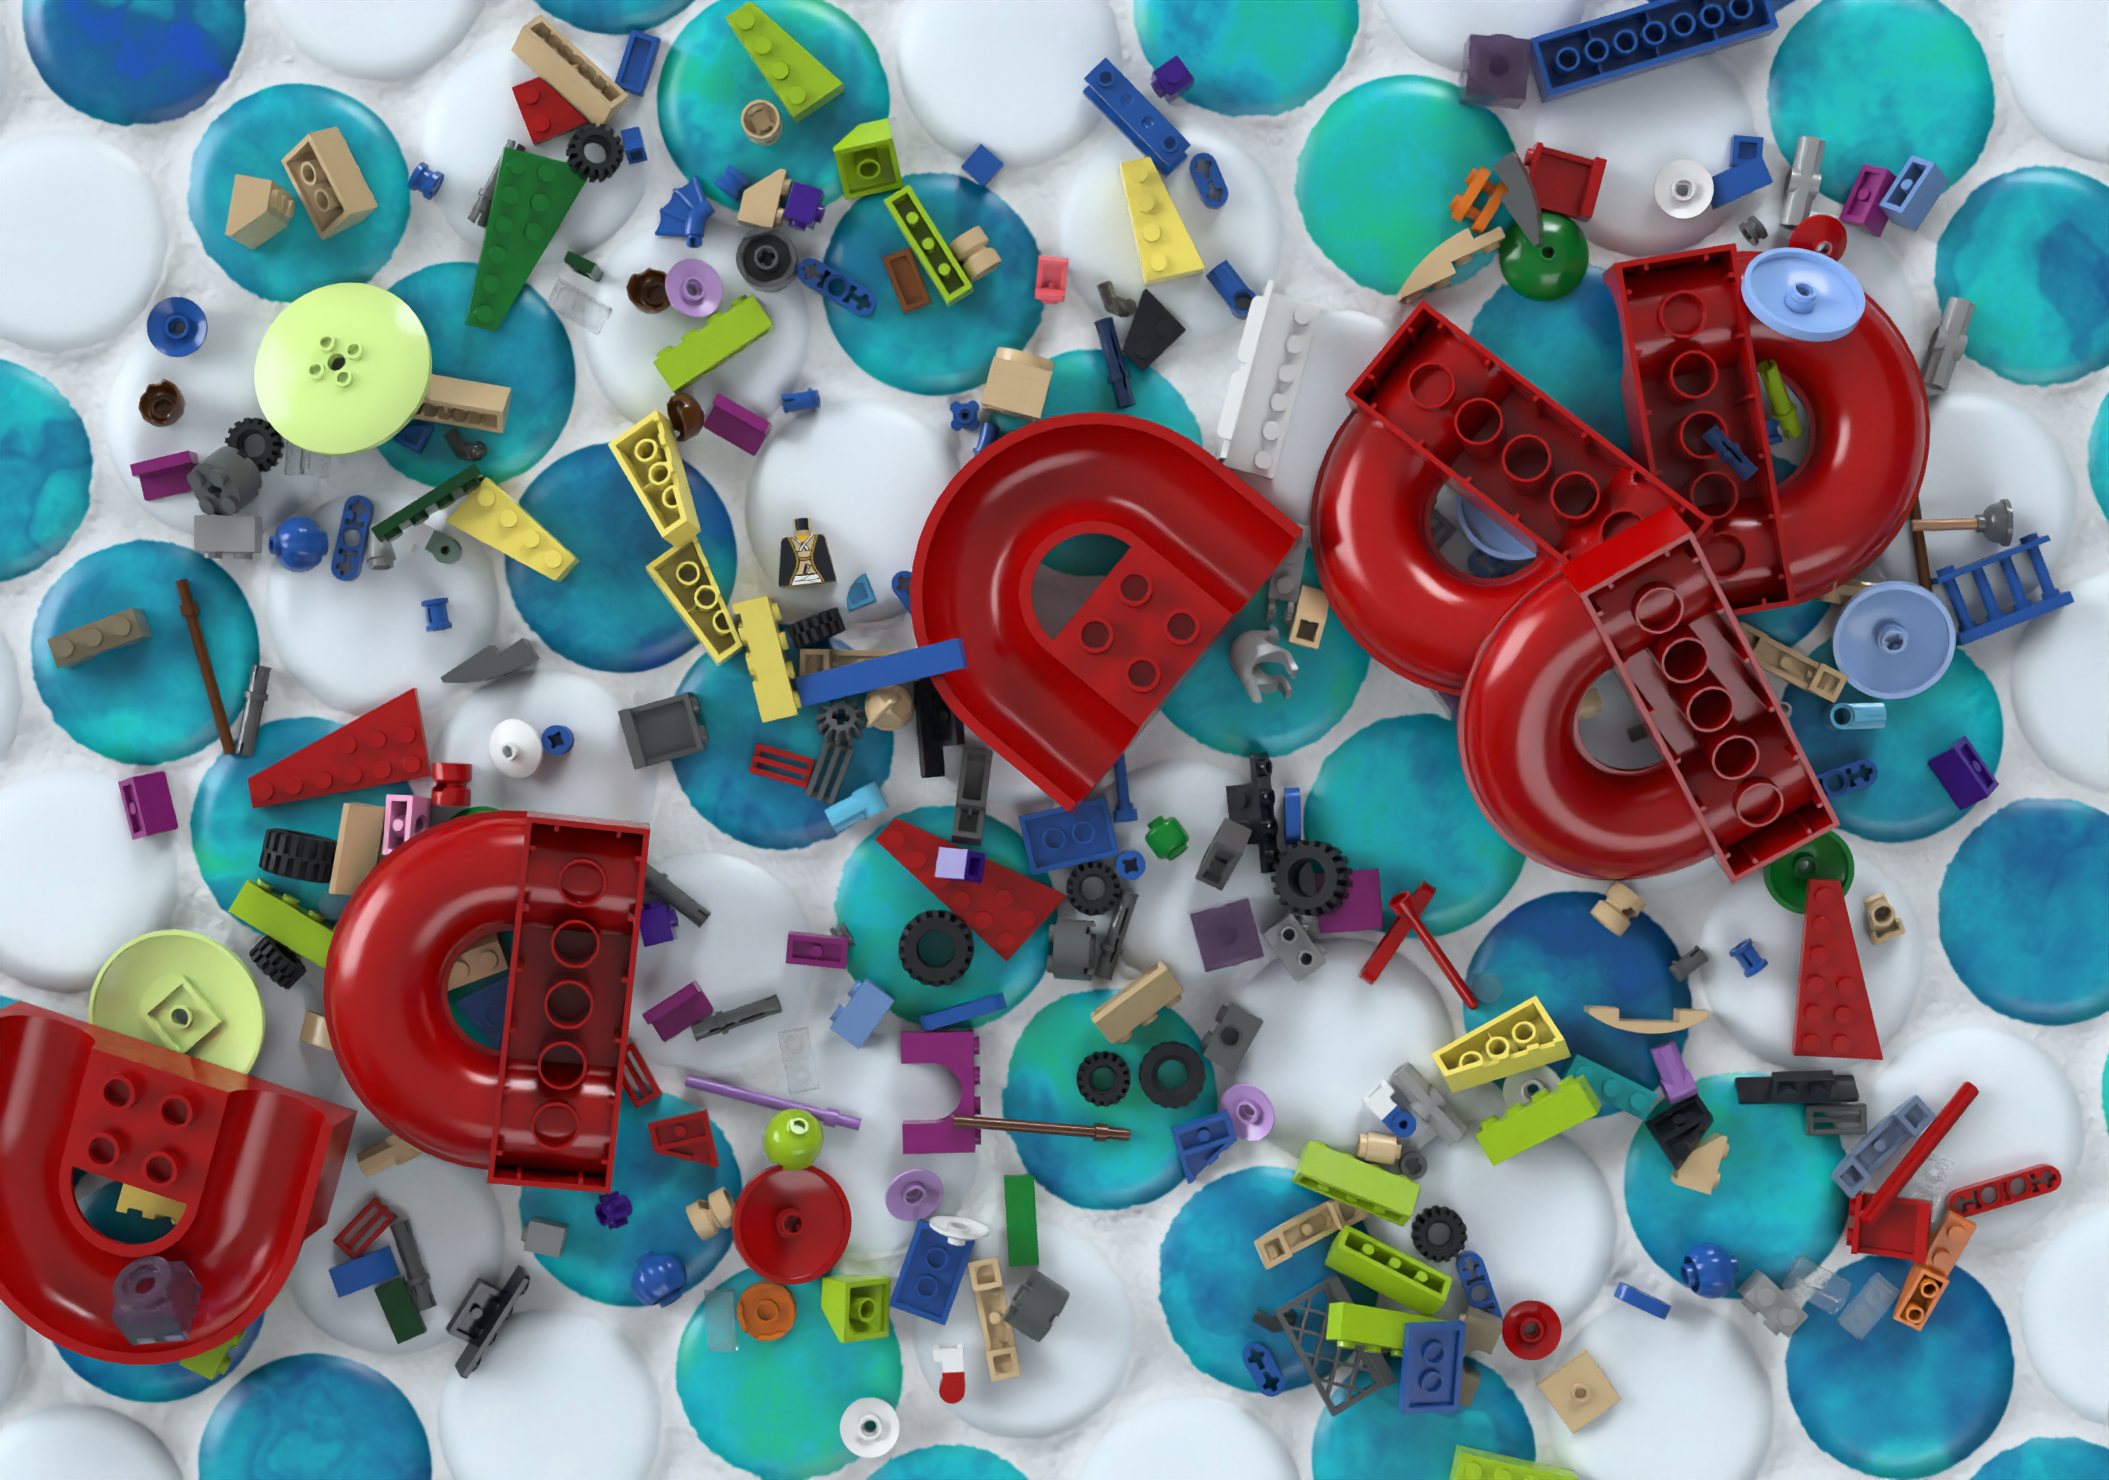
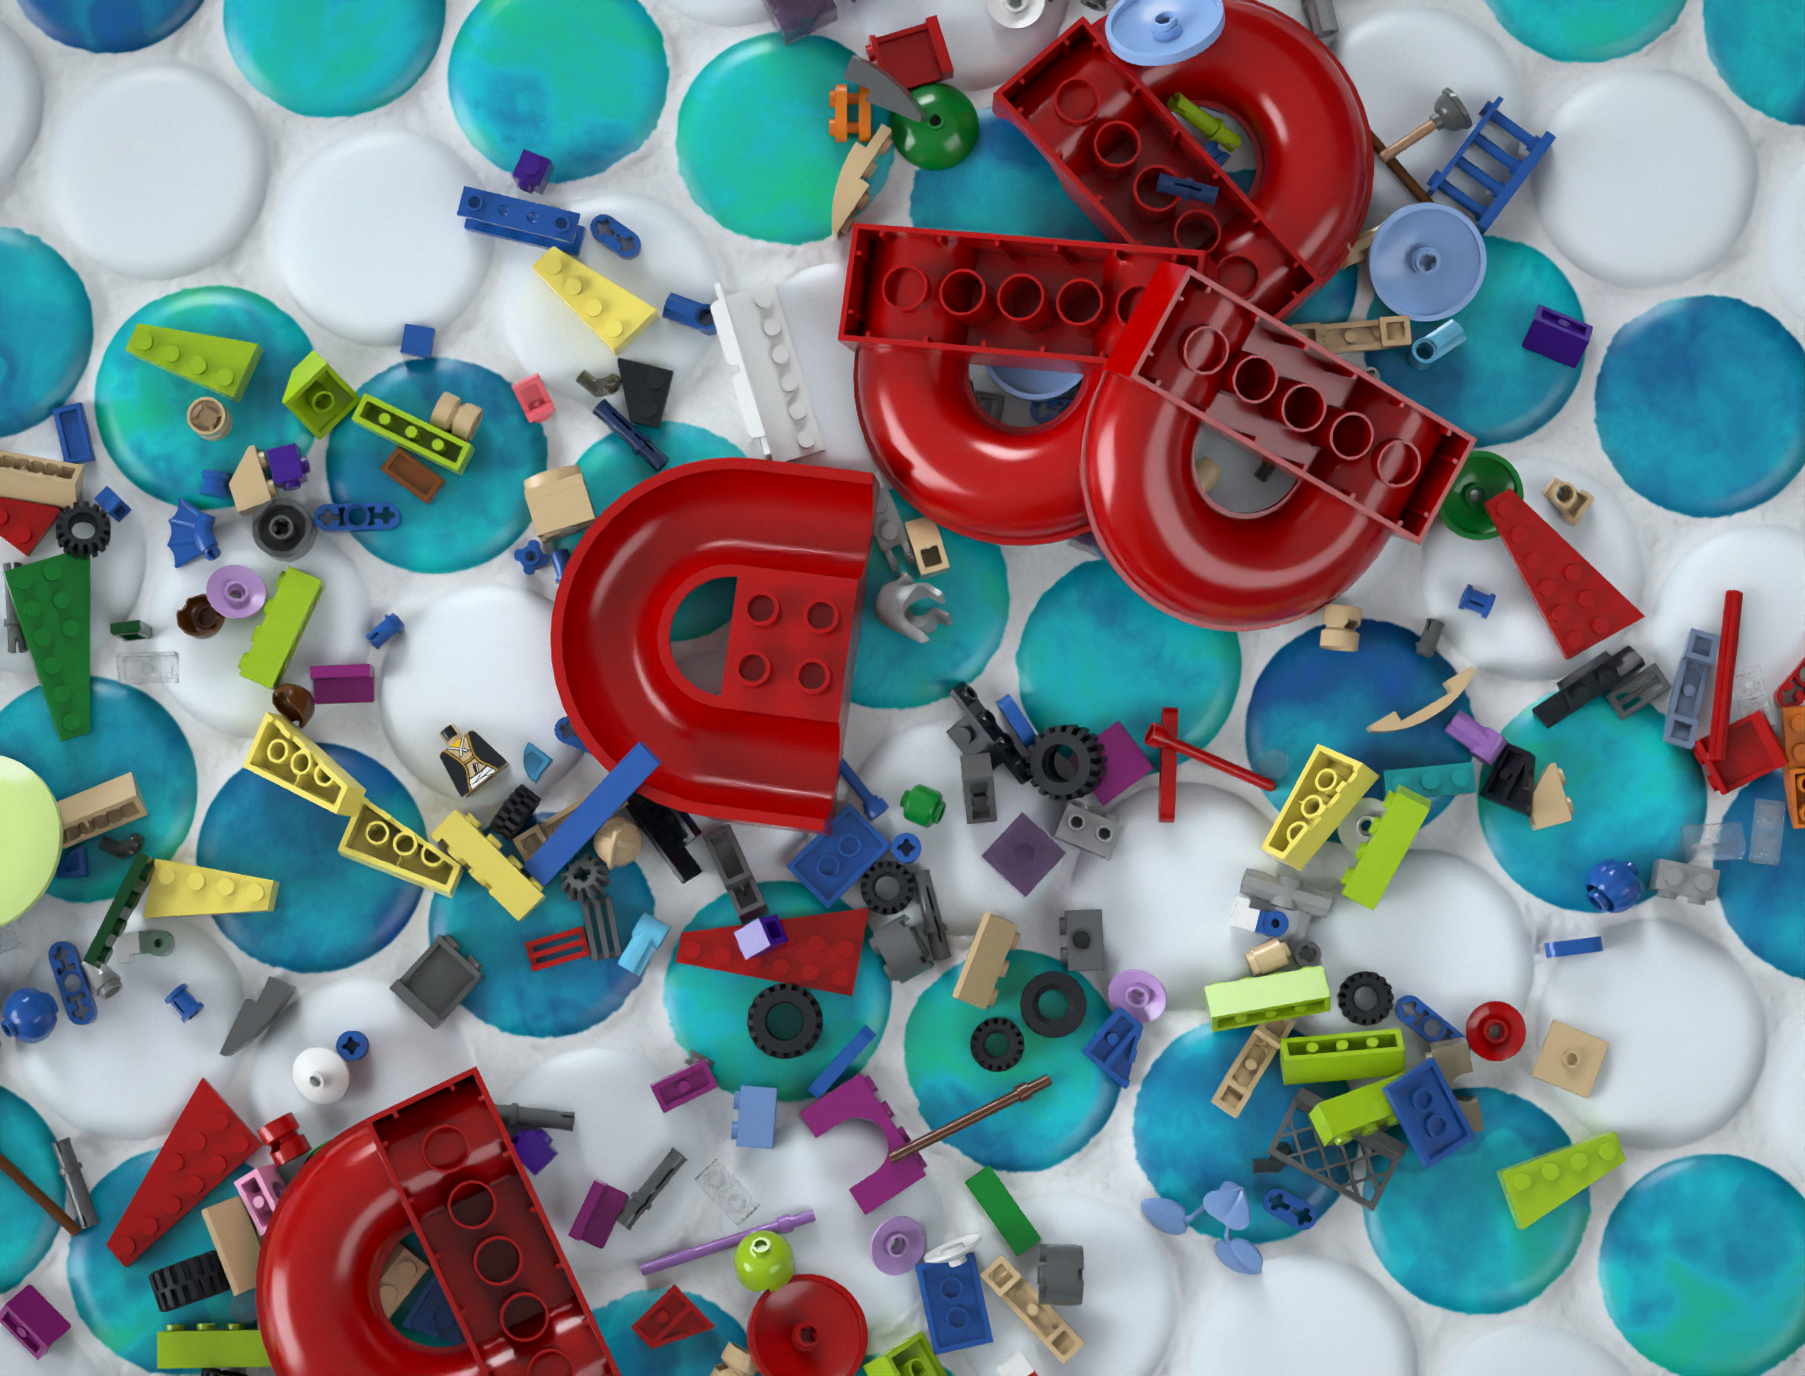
camera: 30 degrees left, 5 degrees down
(648, 1075) = (616, 1305): red tile -> none
(1210, 1335) = (1227, 1205): none -> medium blue plant
(1852, 767) = (1462, 388): blue beam -> none

